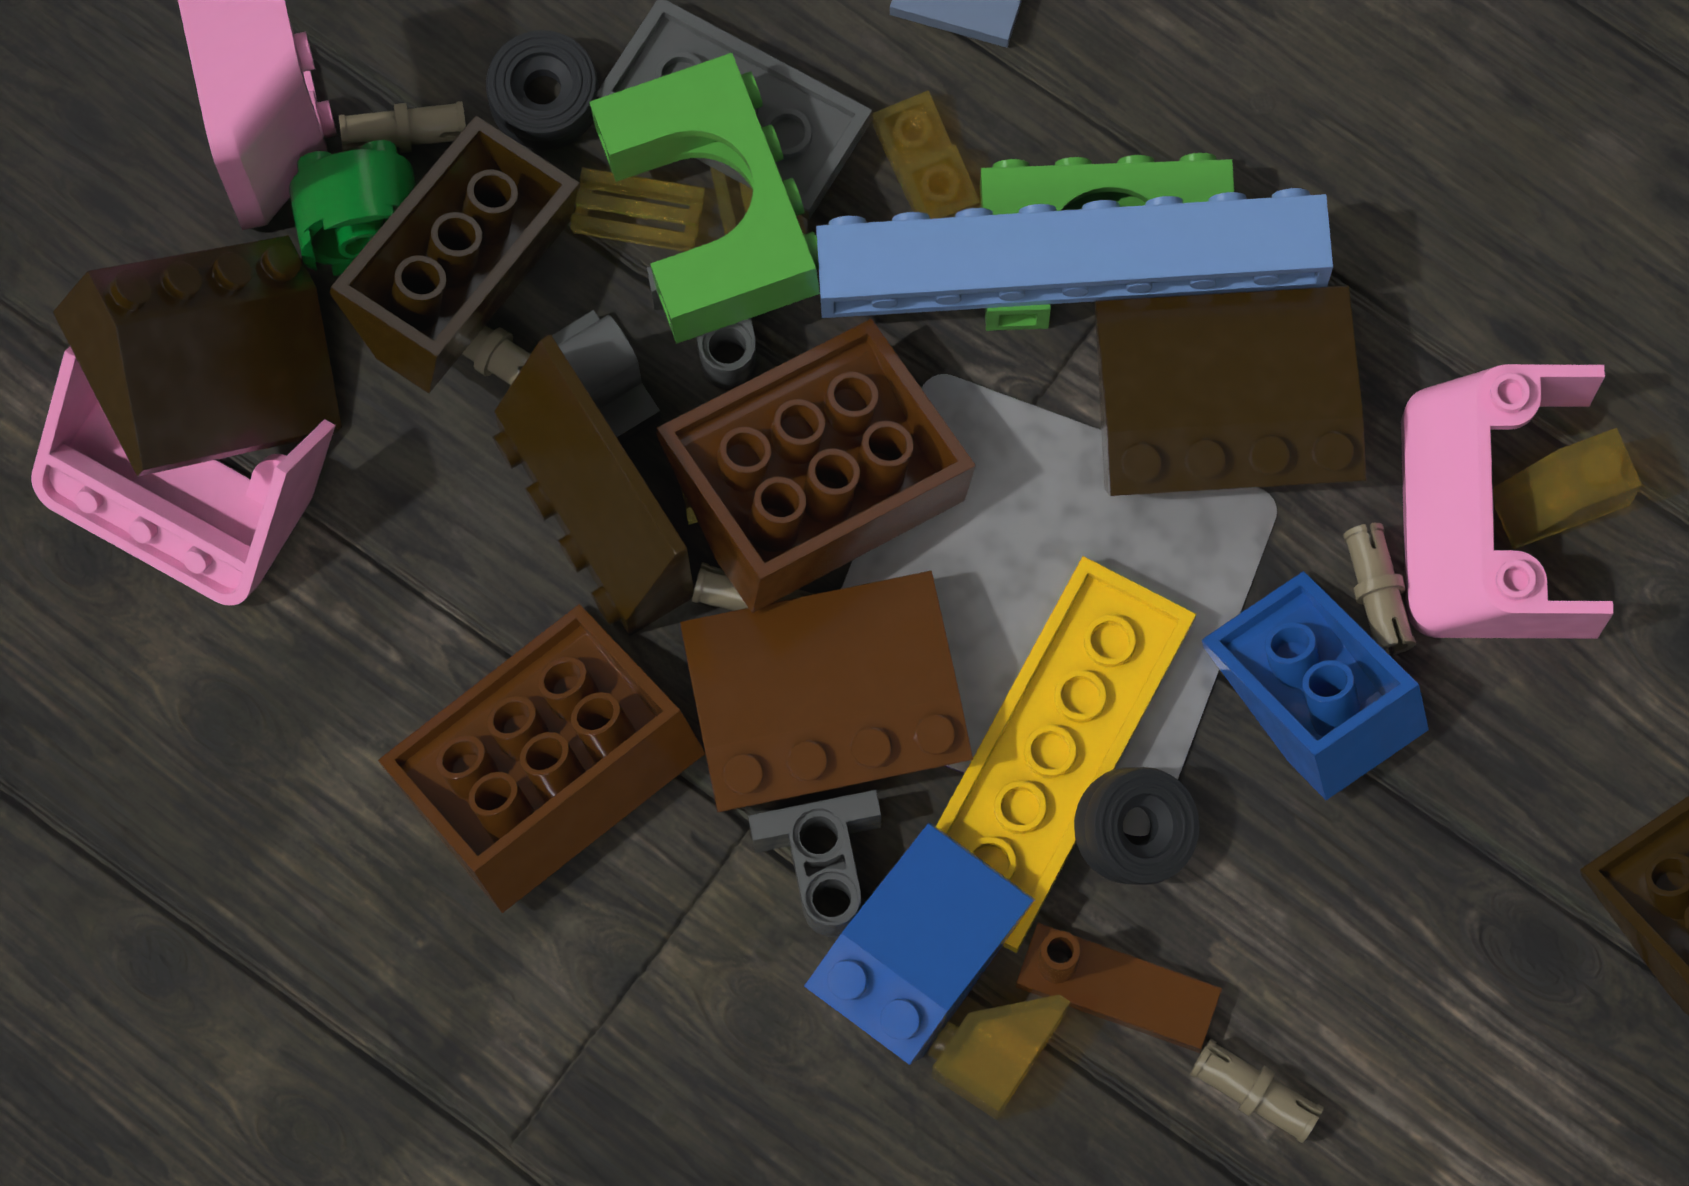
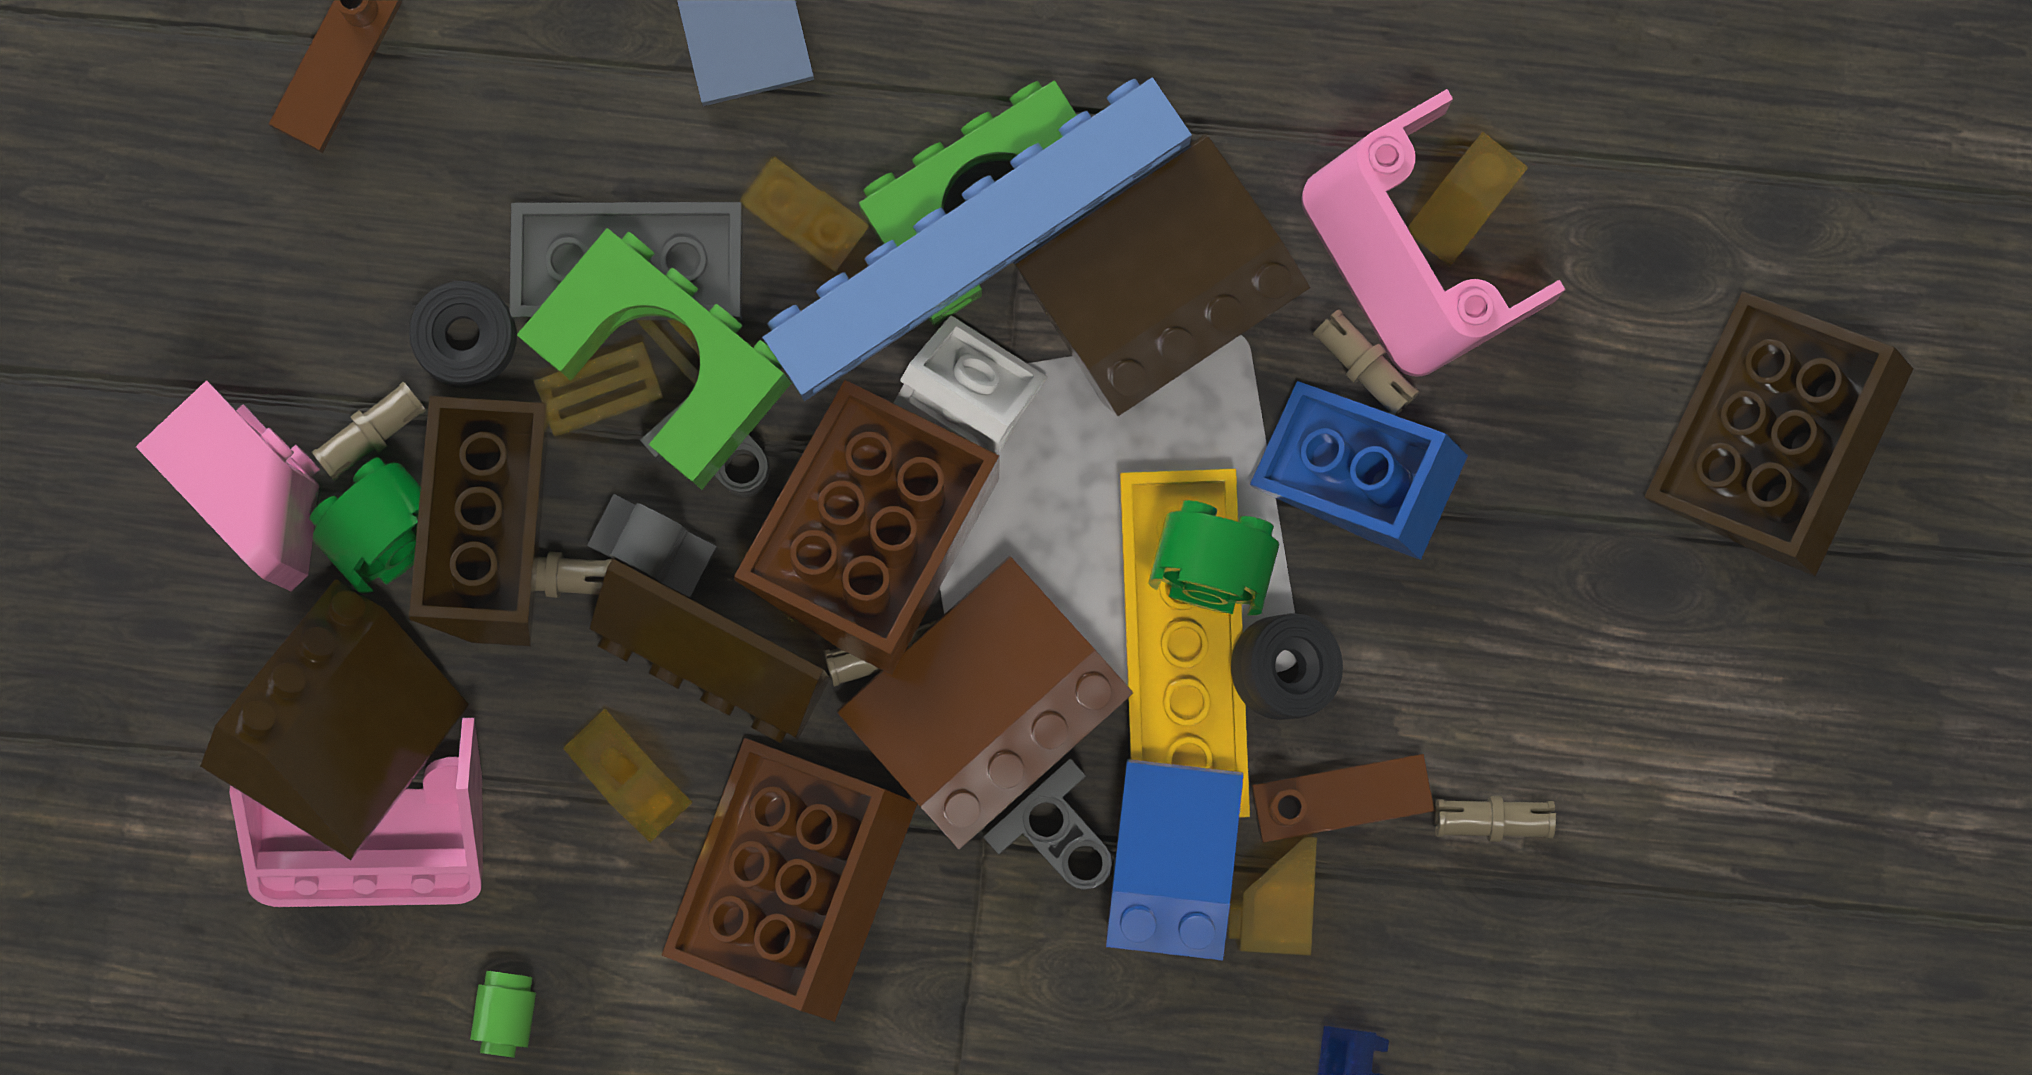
camera: 30 degrees left, 10 degrees up
(196, 725) = (503, 1013): none -> bright green brick
(448, 574) = (627, 776): none -> clear yellow slope
(986, 394) = (969, 385): none -> white bracket
(1125, 676) = (1215, 559): none -> green brick

